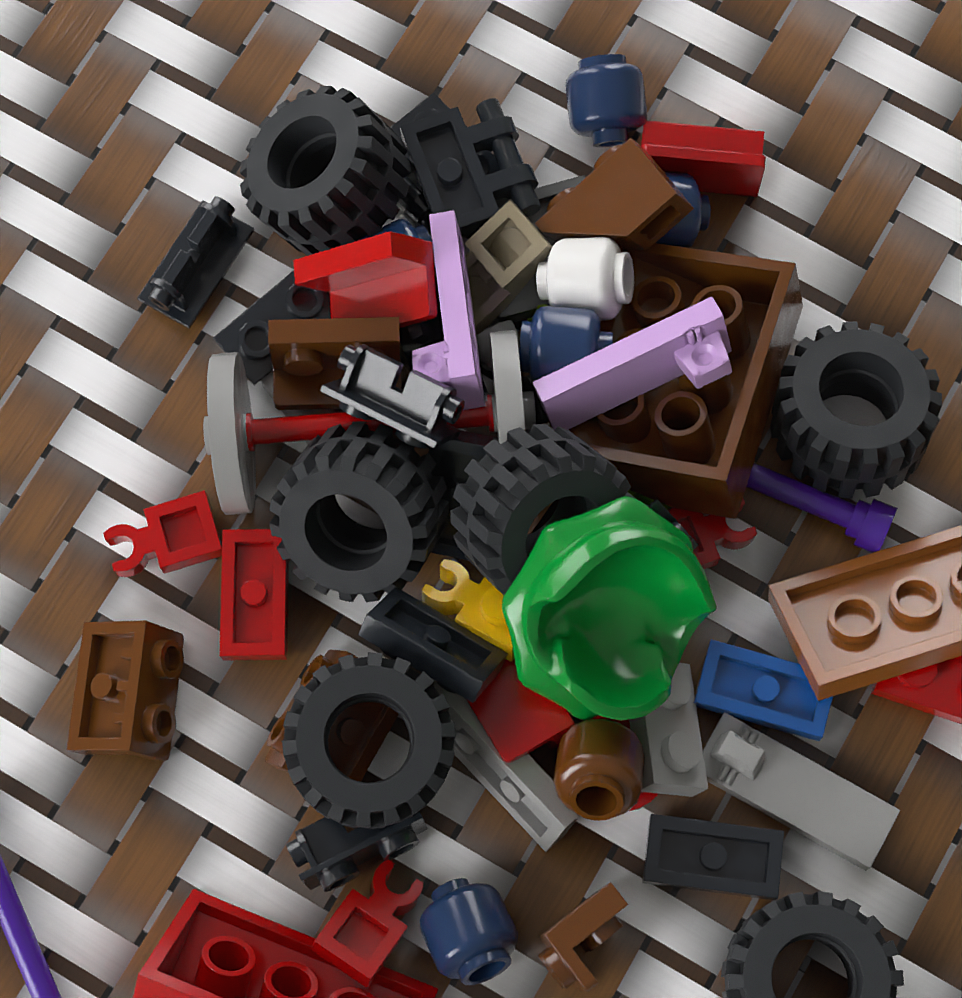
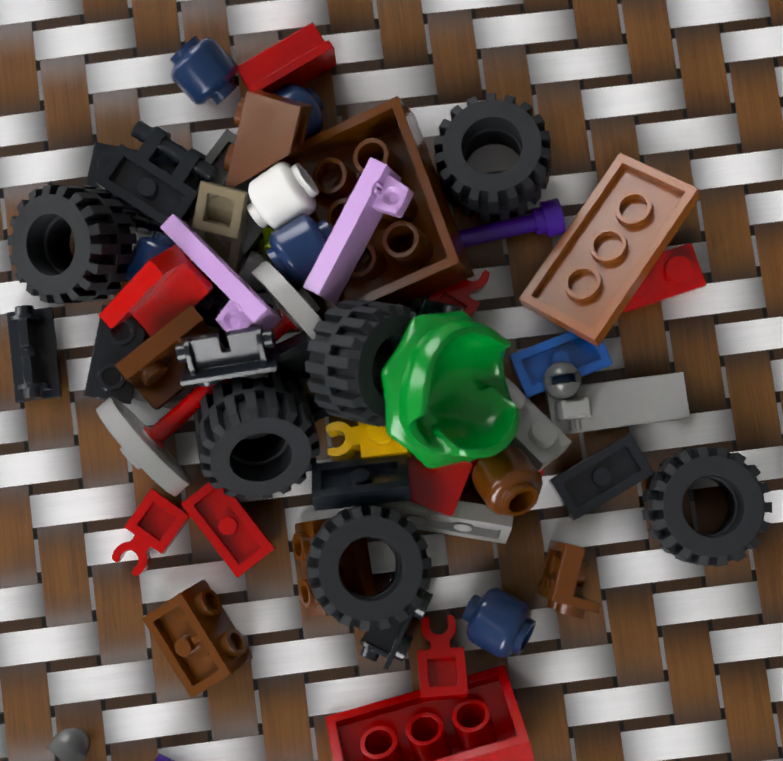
camera: 40 degrees left, 10 degrees up
(743, 721) = (563, 390): none -> dark grey hinge

